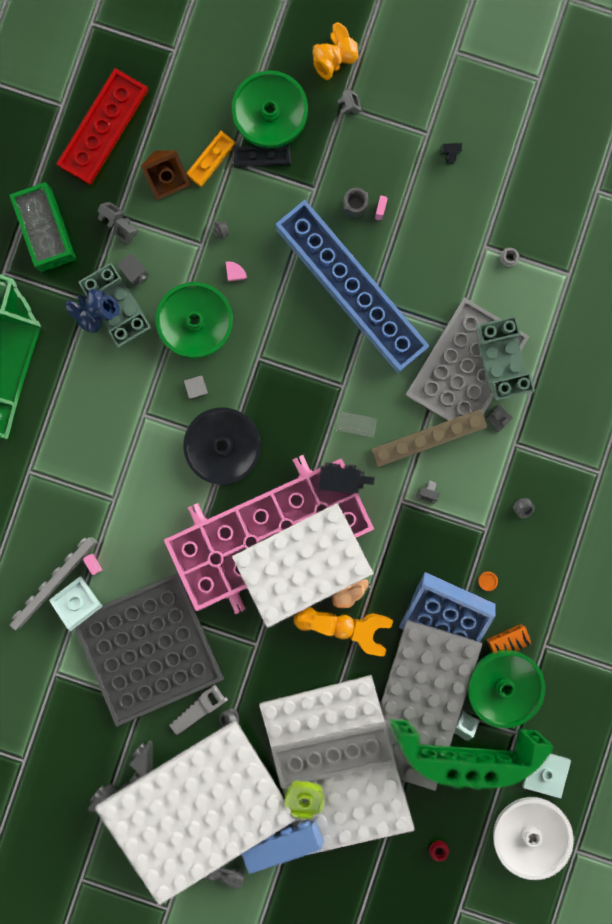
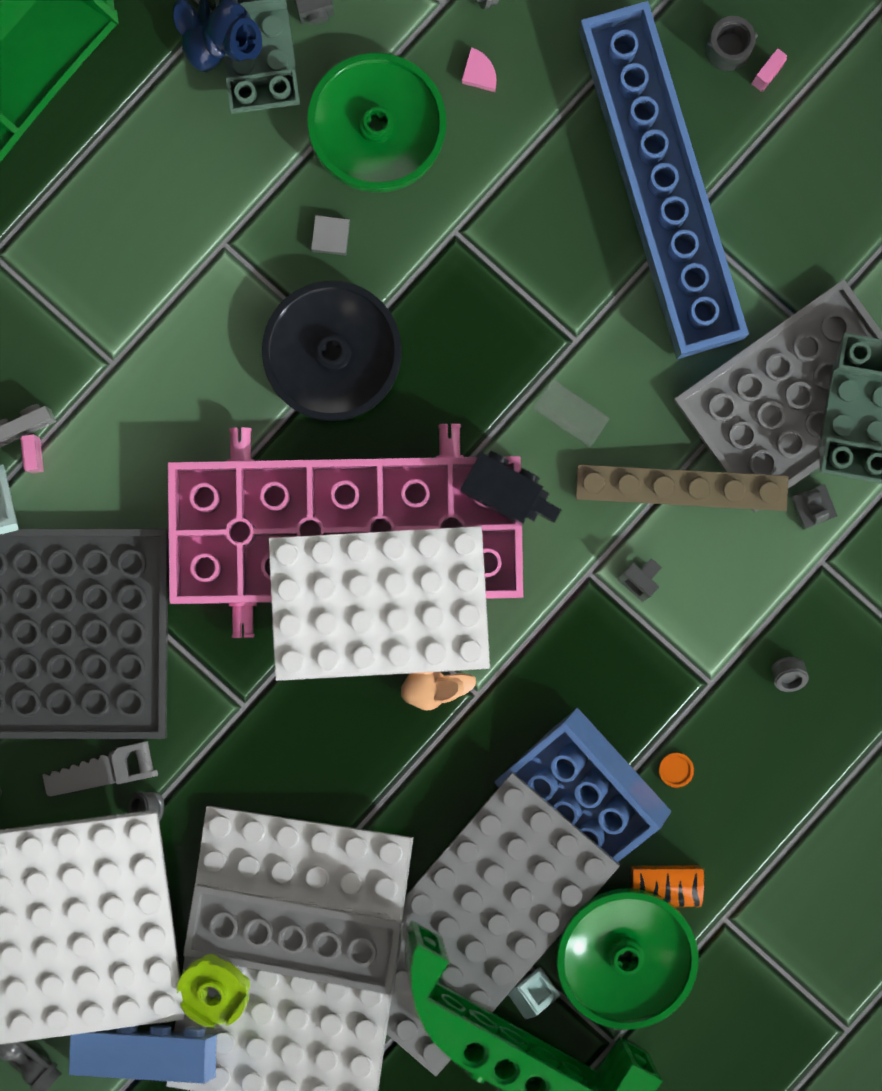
camera: 25 degrees right, 0 degrees up
(345, 627) = (403, 740): light orange piece -> none

